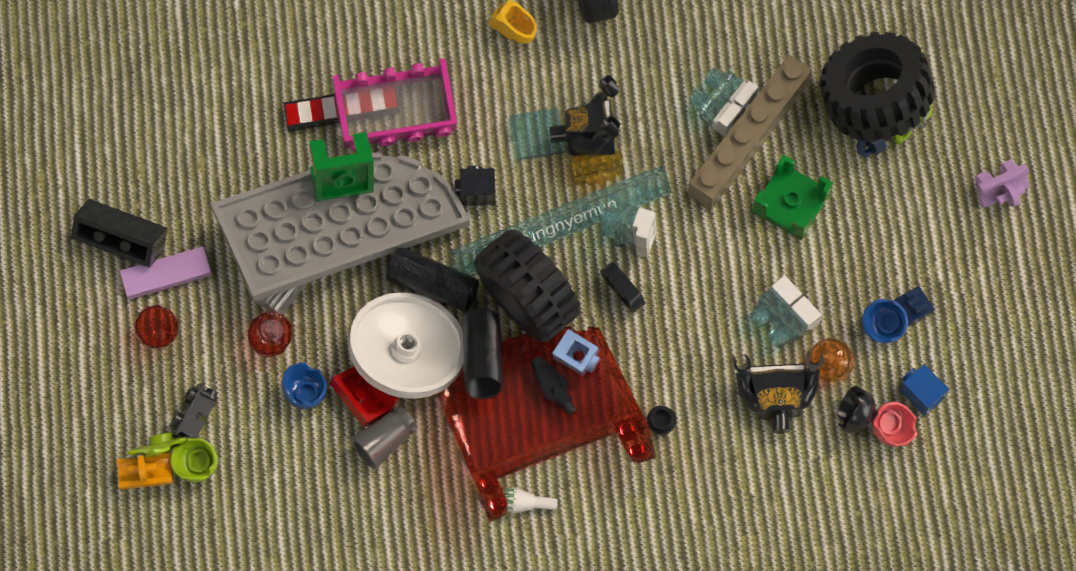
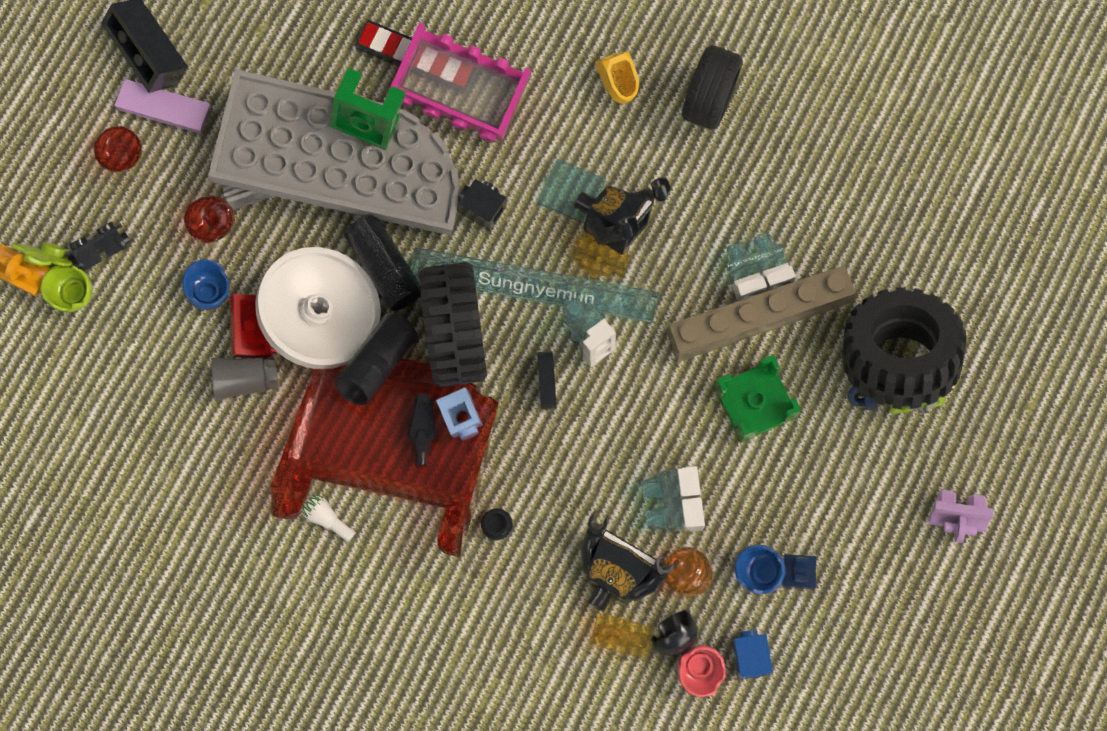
camera: 30 degrees right, 5 degrees up
(817, 438) = (622, 635): none -> clear yellow hips

